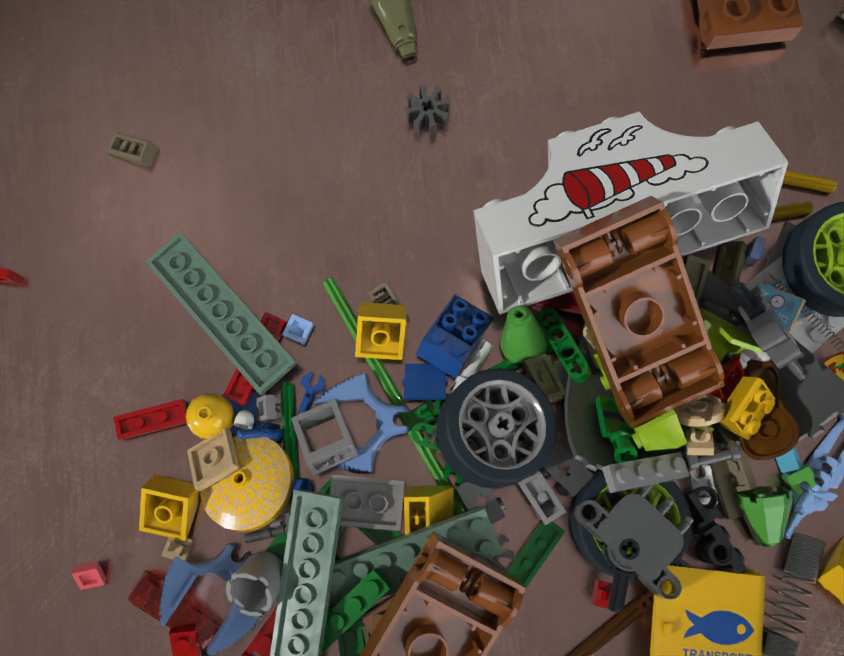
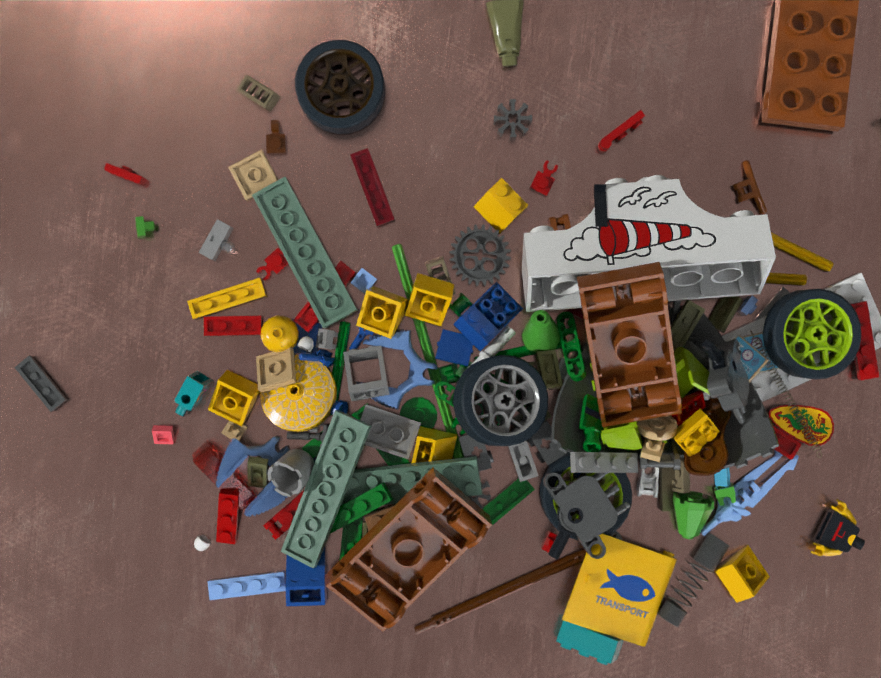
camera: 15 degrees right, 10 degrees up
(22, 328) = (142, 227): none -> bright green tile
(114, 323) = (217, 241): none -> light grey piece
(114, 512) = (192, 392): none -> teal torso
(137, 389) = (226, 298): none -> yellow plate
(142, 238) = (253, 174): none -> tan tile
(163, 196) = (275, 142): none -> reddish brown plate
(189, 333) = (275, 262): none -> red plate
(214, 593) = (257, 472): none -> olive plate
(222, 116) = (331, 54): none -> wheel
(285, 221) = (372, 187): none -> dark red plate
(326, 359) = (382, 311): none -> yellow slope
(401, 467) = (420, 410): none -> green tile
(418, 329) = (460, 304): none -> green bush
(425, 247) = (481, 237): none -> dark grey gear
(438, 205) = (500, 205): none -> yellow slope
(480, 169) = (543, 182): none -> red plate
(553, 93) = (620, 132): none -> red plate
(556, 159) = (600, 205): none -> black piece
(713, 115) = (753, 187): none -> dark orange piece
(715, 542) = (646, 520): black plate -> none

